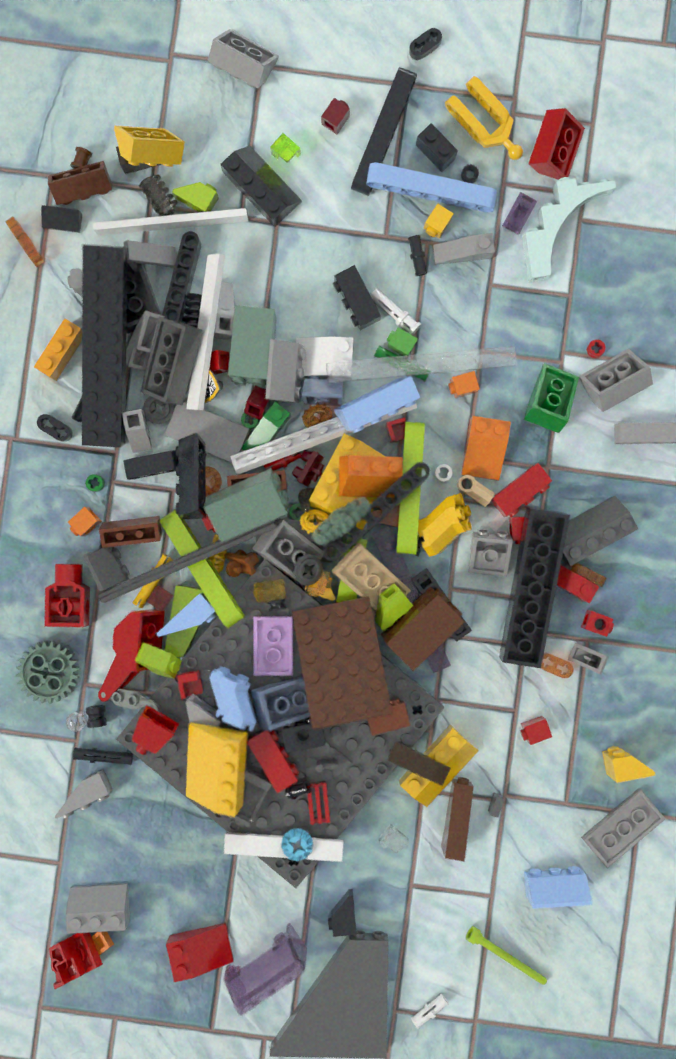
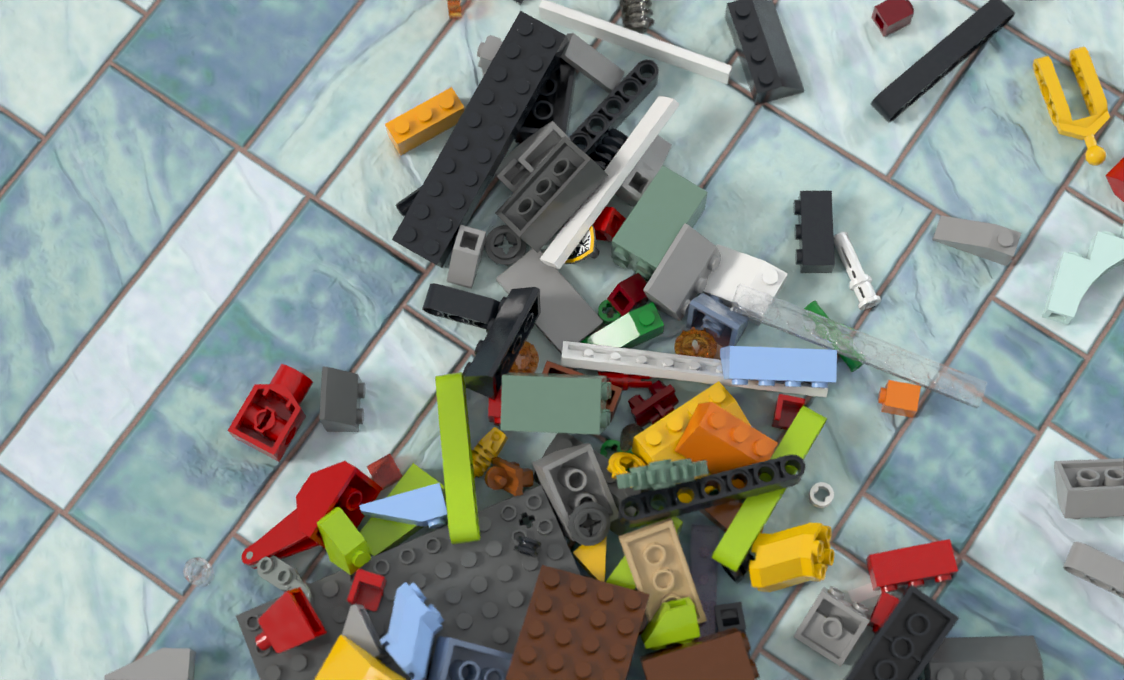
camera: 25 degrees right, 15 degrees down
(45, 689) = (182, 511): sand green gear -> none
(56, 424) = (363, 210): black beam -> none
(80, 754) = (181, 616): black pin -> none
(84, 522) = (342, 333): orange brick -> none
(96, 488) = (382, 286): green bush -> none
(96, 716) = (228, 572): black wheel -> none
(130, 531) = (393, 371): copper brick -> none
(147, 590) = (388, 445): yellow pin -> none
(182, 562) = (454, 436): dark grey axle -> none
(197, 196) = (680, 27): lime slope -> none
(269, 590) = (527, 523): clear yellow bracket -> none
(273, 645) = (496, 597): lavender tile -> none
(285, 148) = (813, 22): clear neon green panel -> none
(325, 582) = (601, 550): clear yellow bracket -> none
(401, 342) = (845, 308): bright green brick -> none
(417, 255) = (915, 218): black pin -> none
(431, 187) = (971, 147): light blue beam -> none
(436, 147) = (999, 105): black brick -> none
(438, 221) = (960, 190): yellow brick -> none
(472, 168) = (1026, 147): black bush -> none
(476, 491) = (852, 538): tan piece -> none
(485, 447) = (890, 489): orange slope -> none
(519, 213) = (1067, 227): clear purple slope -> none
(552, 398) = (1005, 470): green slope -> none
(591, 353) = (1083, 439): red bush -> none

